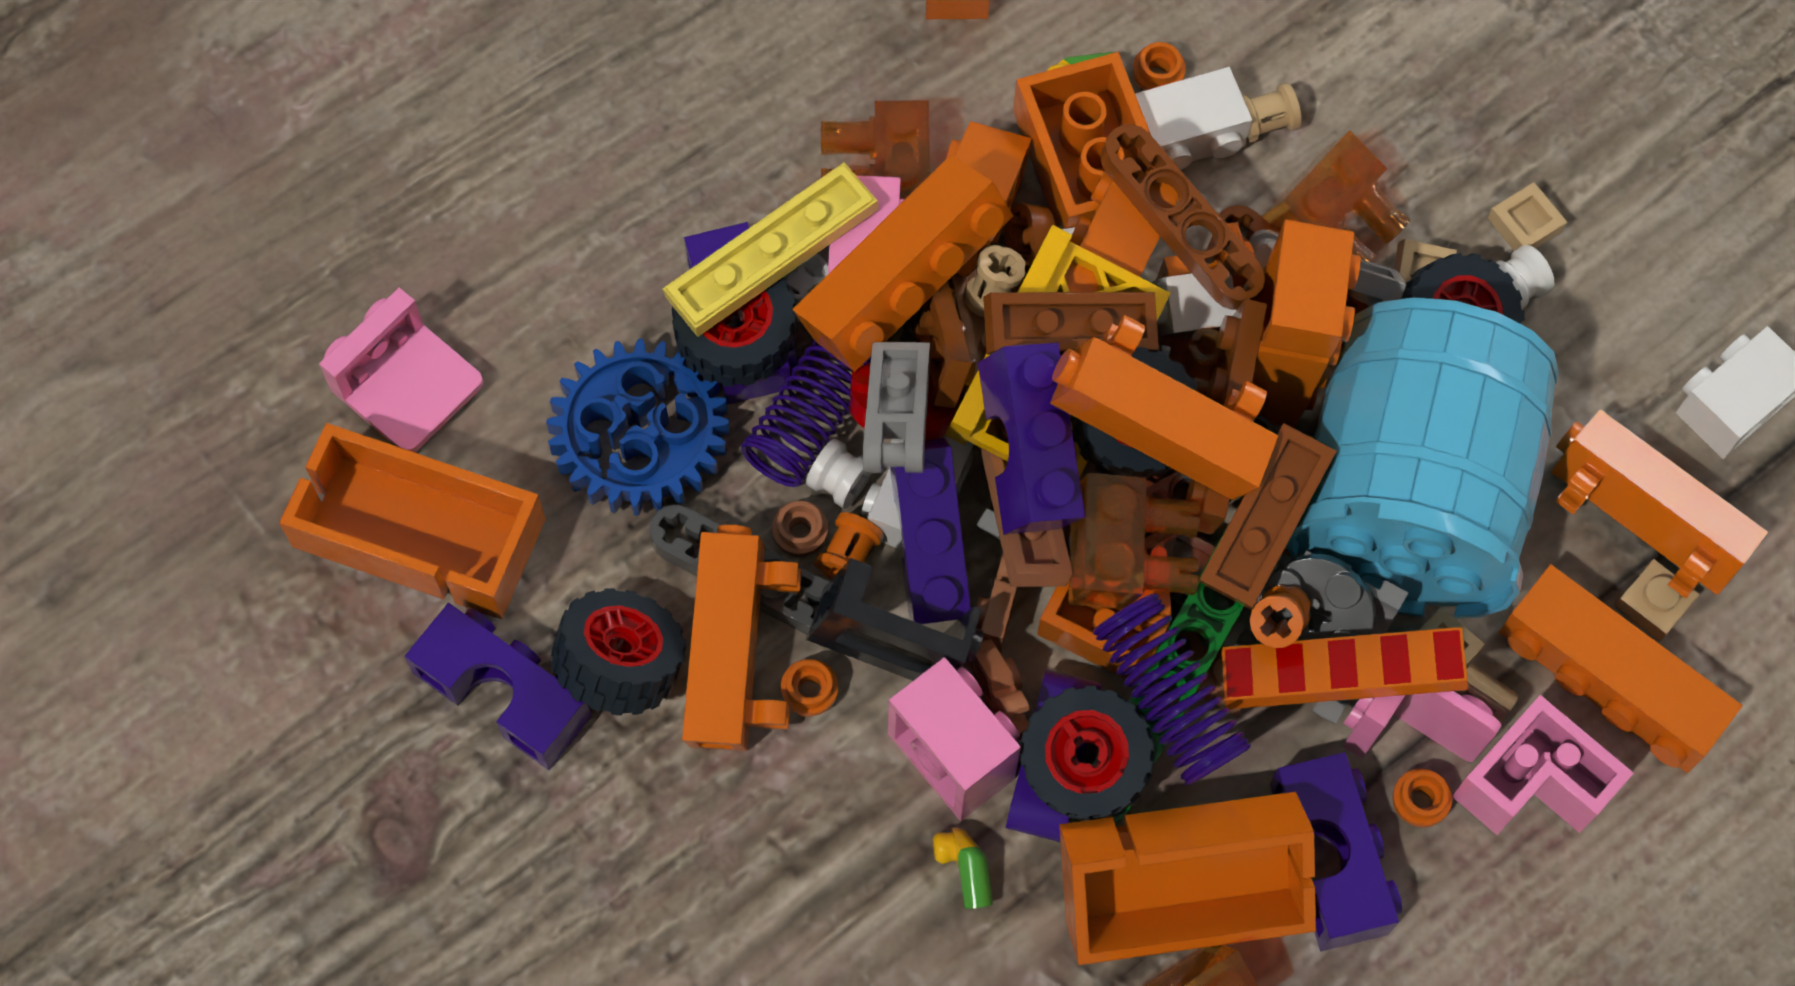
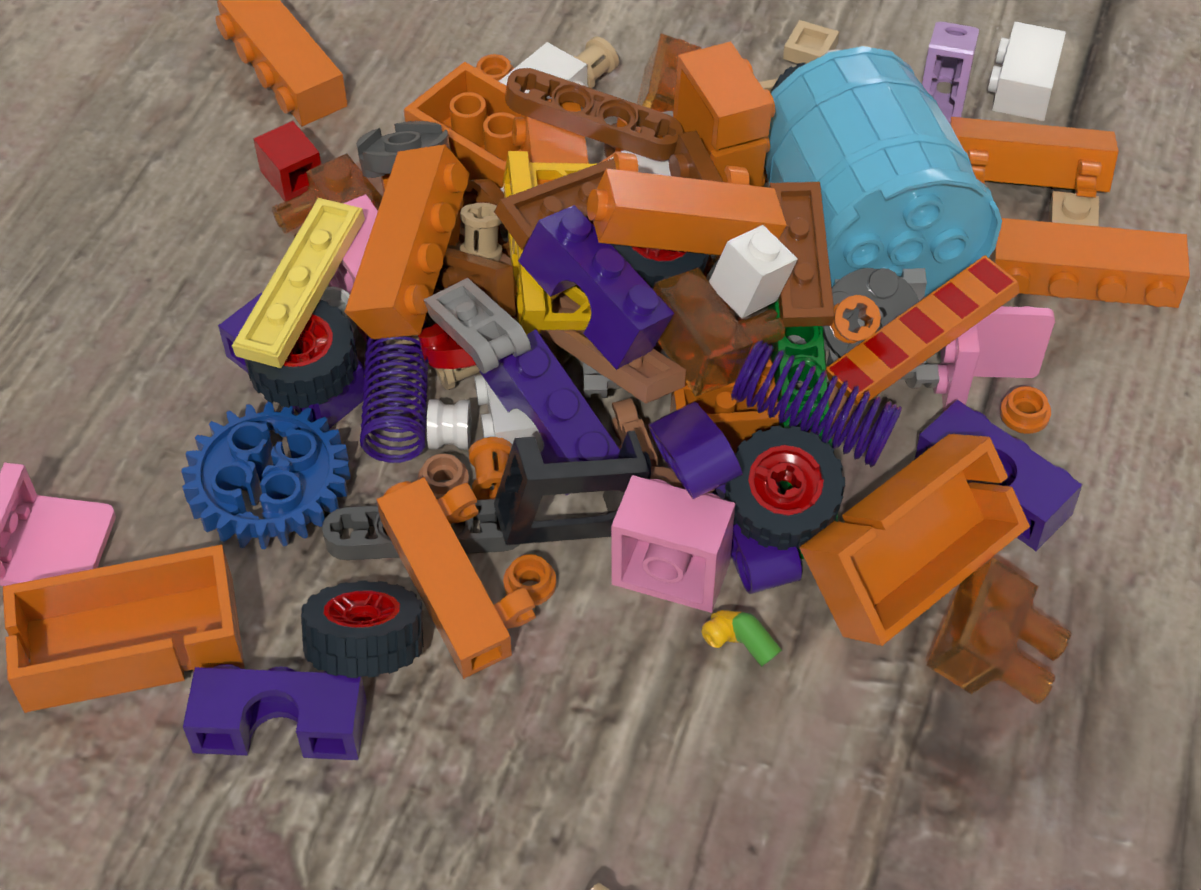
camera: 30 degrees left, 15 degrees down
(877, 63) = (284, 159): none -> red brick
(982, 132) = (379, 152): none -> dark grey plate
(1017, 669) = (695, 450): none -> dark purple beam
(1190, 518) = (752, 271): none -> white brick
(1544, 758) = (1093, 338): bright pink brick -> none
(1662, 328) = (950, 61): none -> lavender torso

